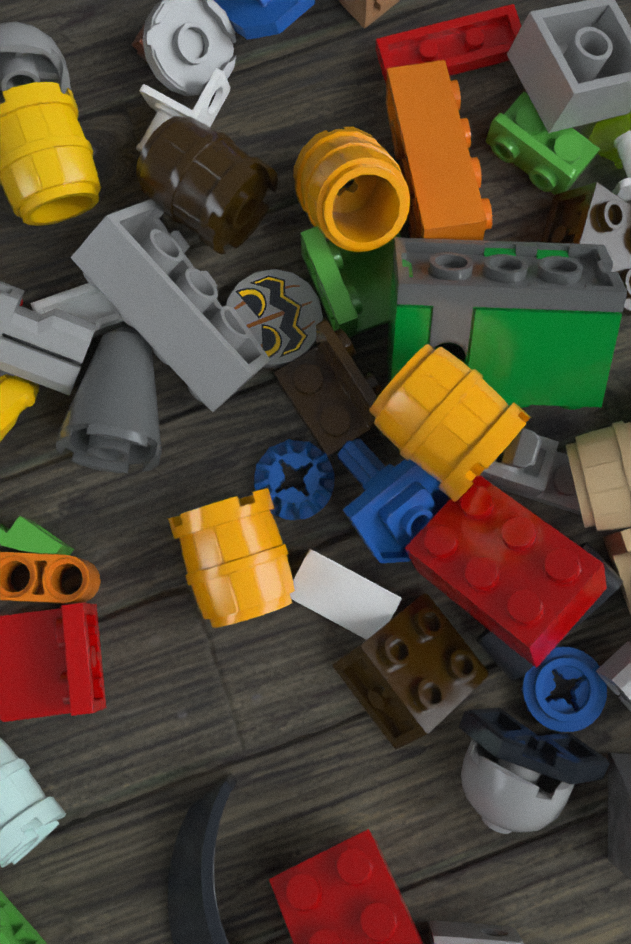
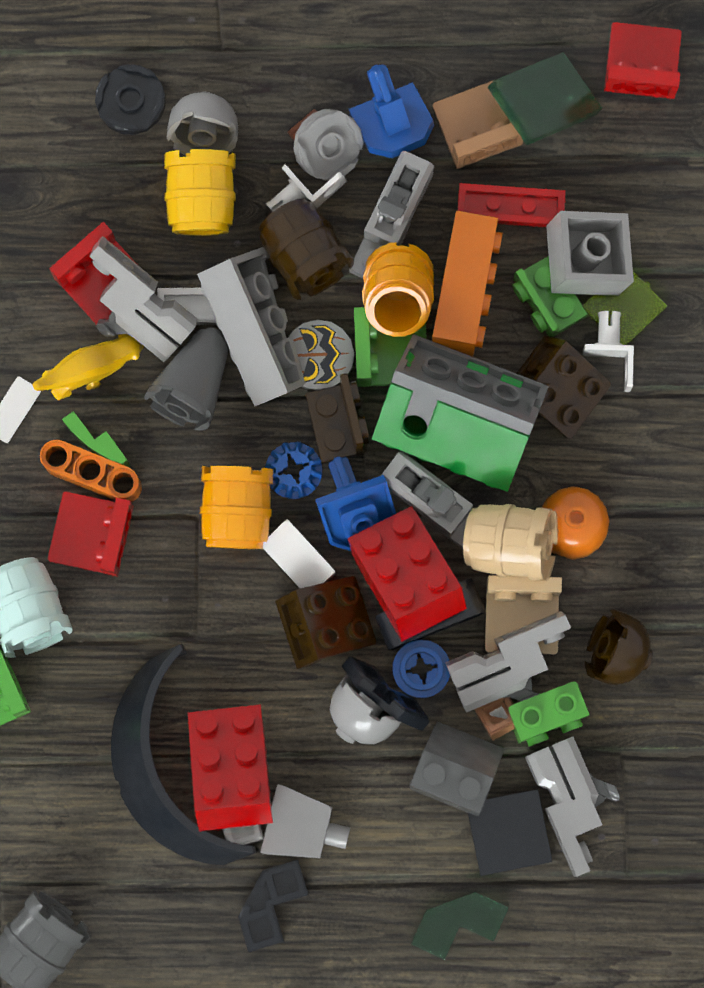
camera: 20 degrees right, 0 degrees up
(304, 91) = (395, 207): none -> light grey plate
(446, 418) = (396, 464): light orange piece -> none

